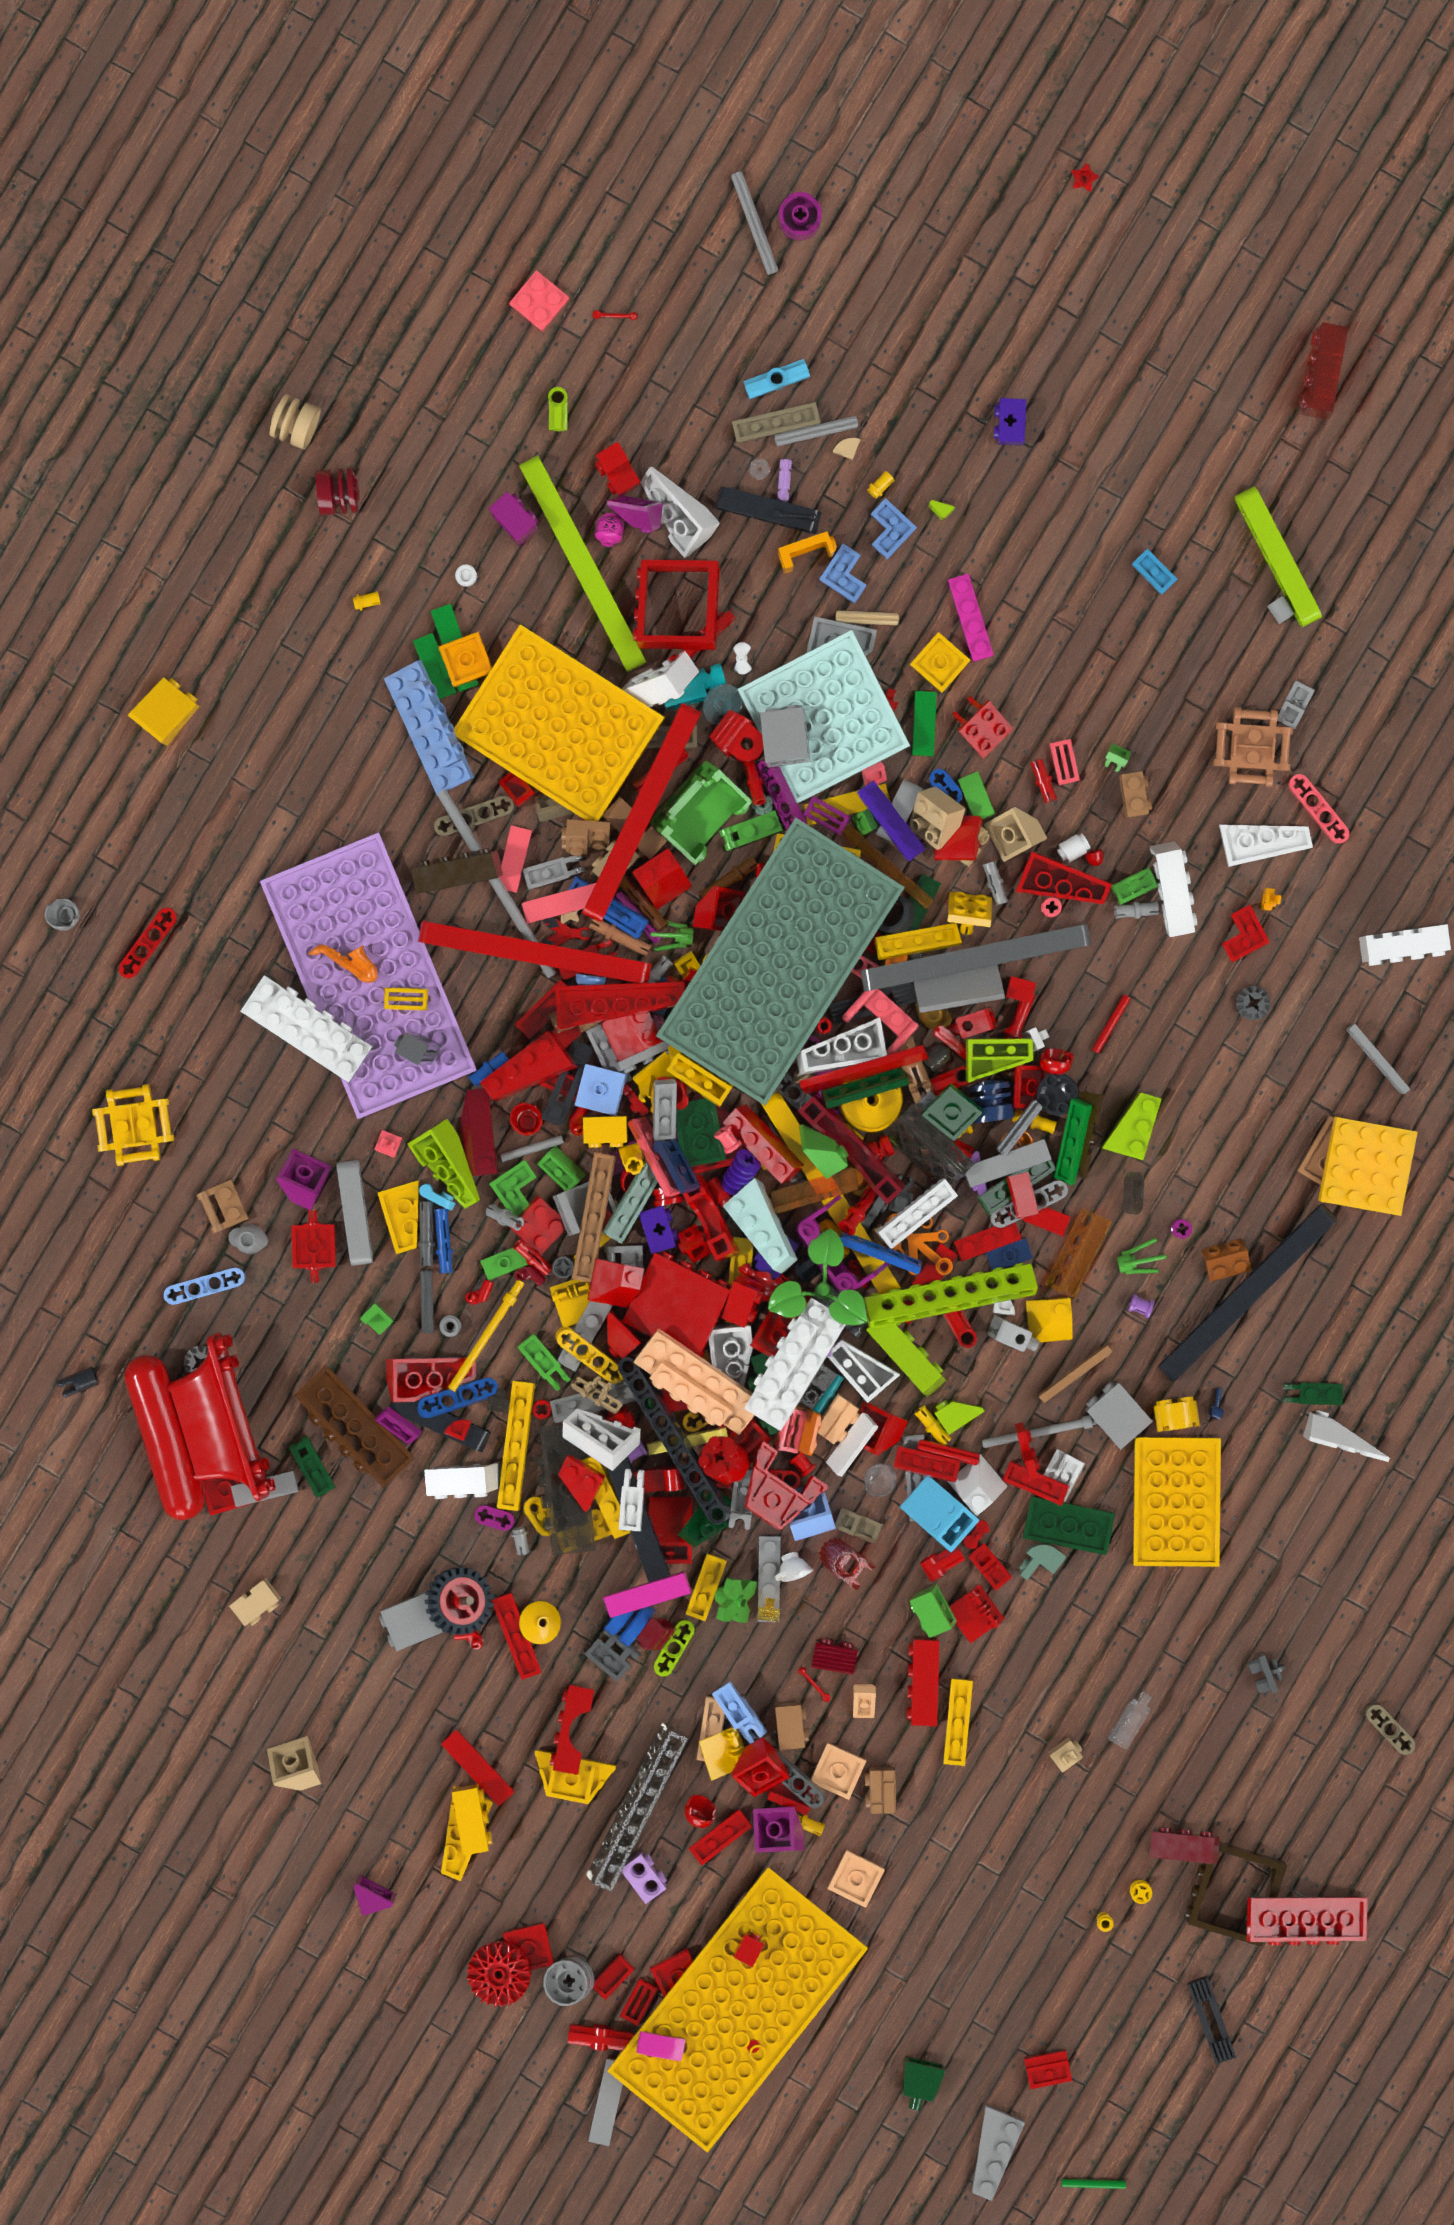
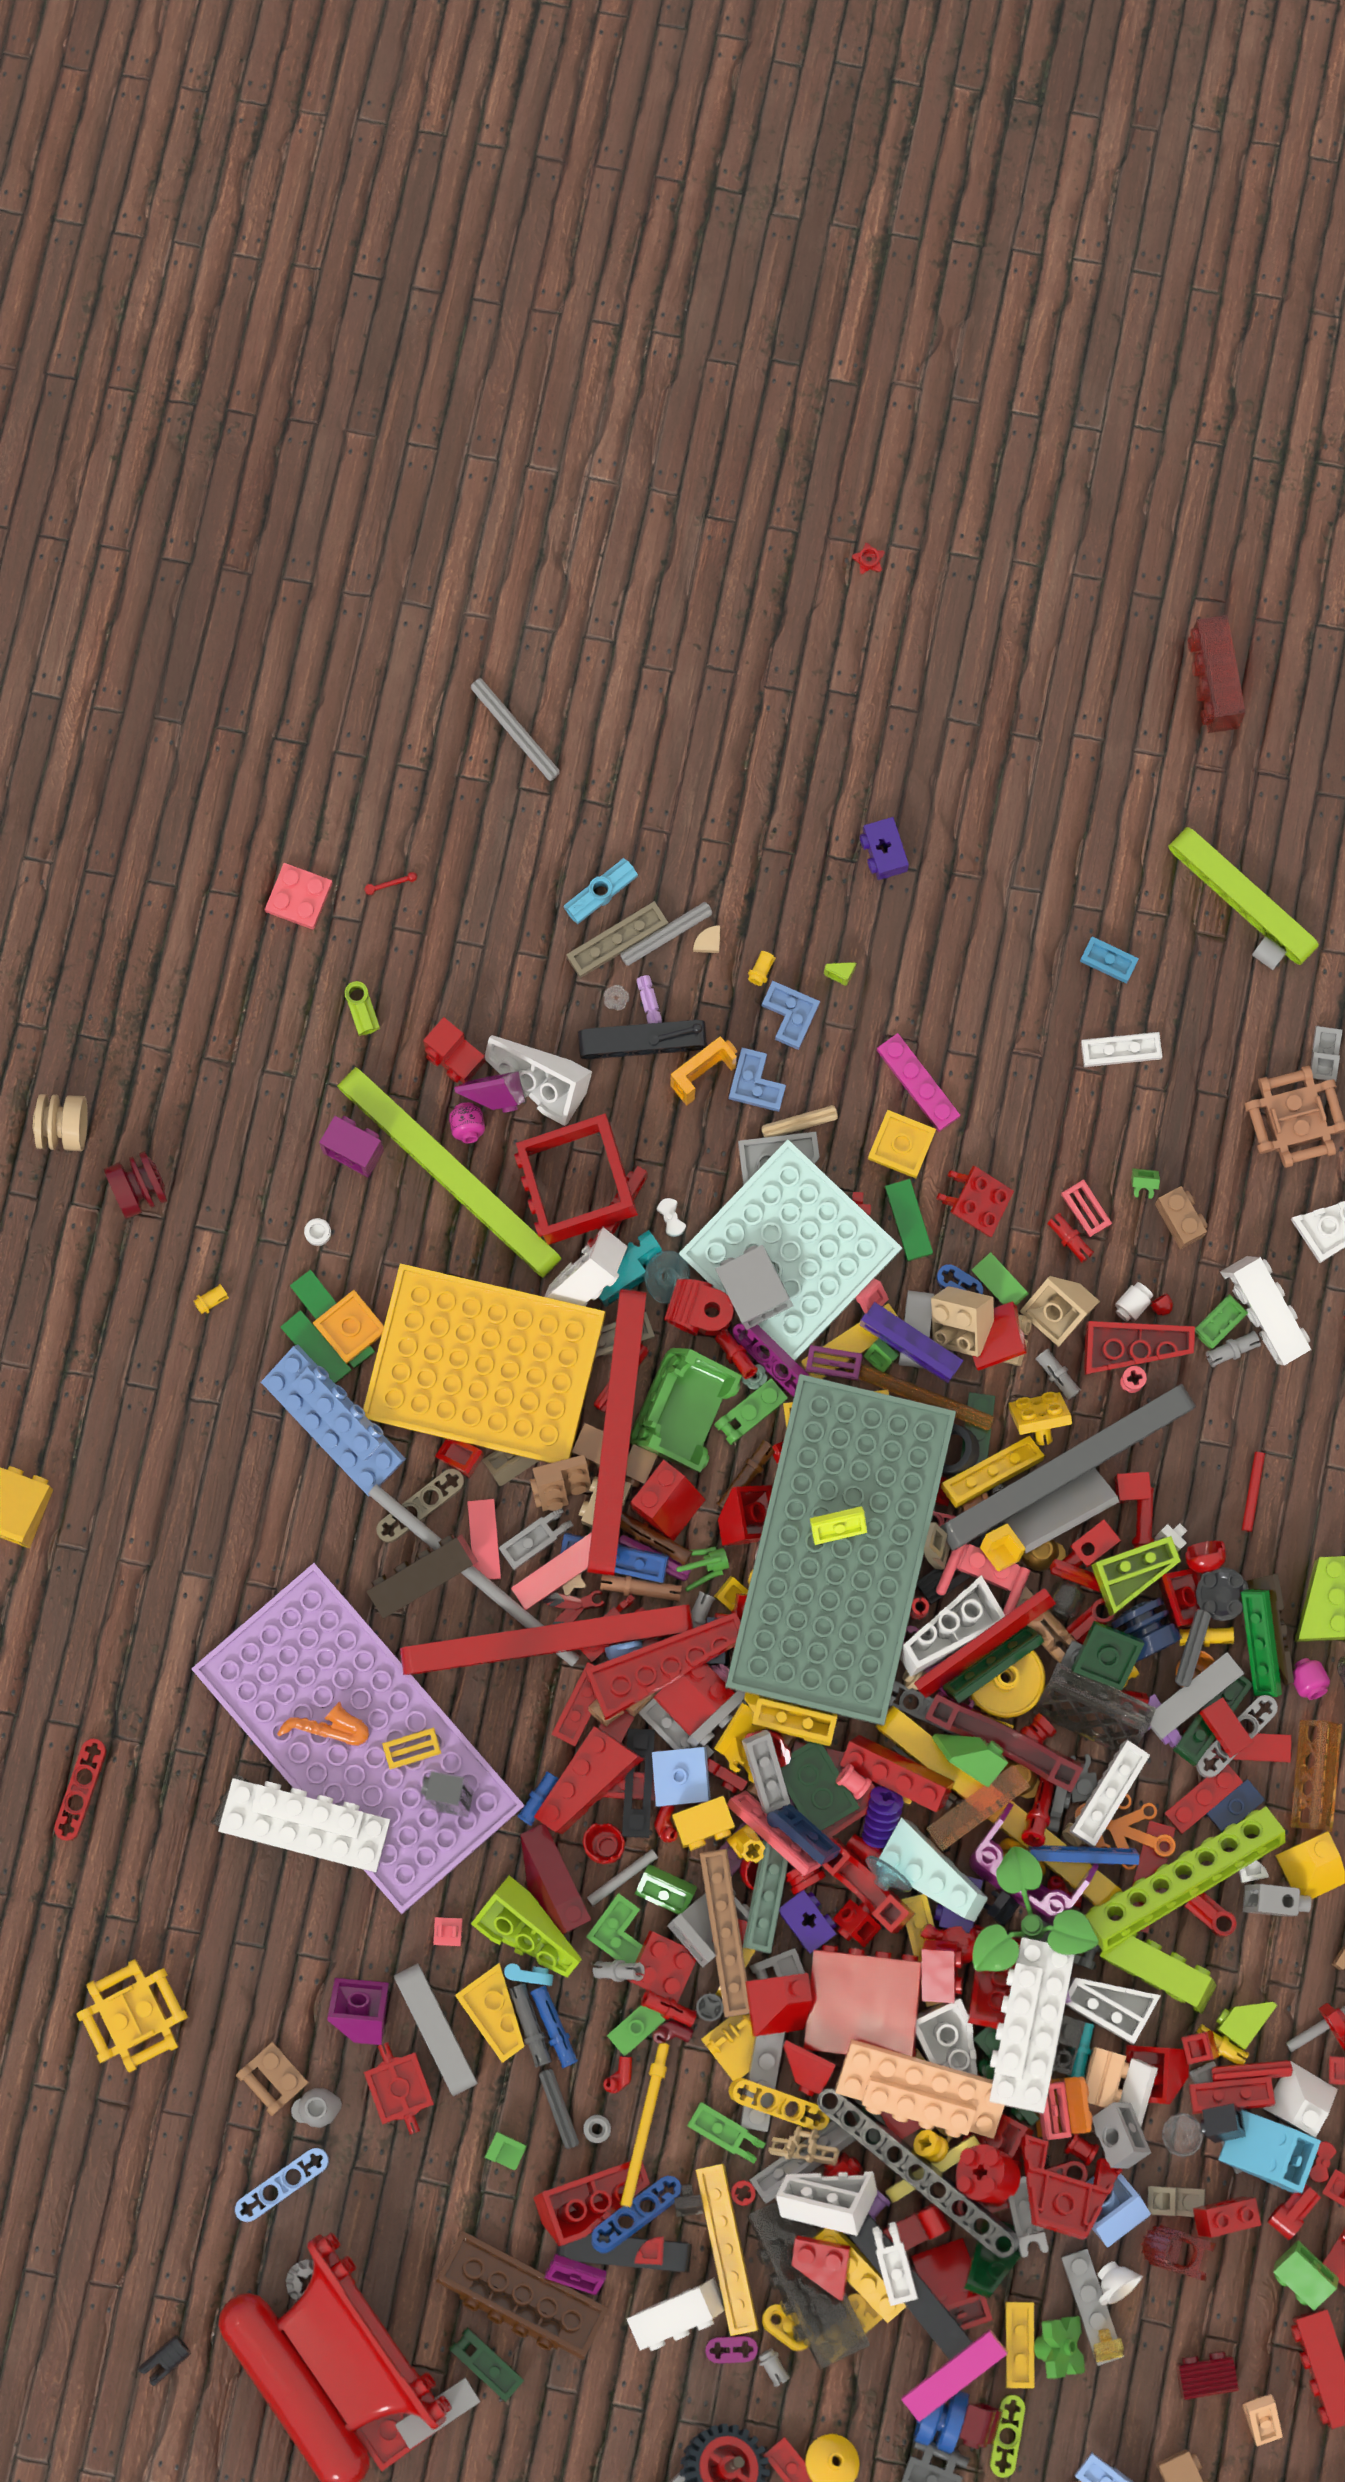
camera: 15 degrees left, 10 degrees down
(690, 1424) = (936, 2151): none -> yellow wheel
(728, 1218) = (887, 1875): none -> clear light blue dish
(783, 944) = (838, 1525): none -> neon yellow plate
(811, 211) = (574, 693): magenta brick -> none
(825, 1696) = (1213, 2431): red hinge -> none
(833, 1465) = (1120, 2135): none -> light grey brick
(853, 984) = (936, 1547): none -> dark tan slope
(890, 1549) = (1227, 2216): none -> red brick
(903, 1002) = (1002, 1547): none -> yellow panel
(912, 1482) = (1223, 2123): none -> black brick
(916, 1421) = (1200, 2047): none -> red slope
(1100, 1180) = (1310, 1679): none -> dark pink head
(1137, 646) = (1121, 1049): none -> white tile

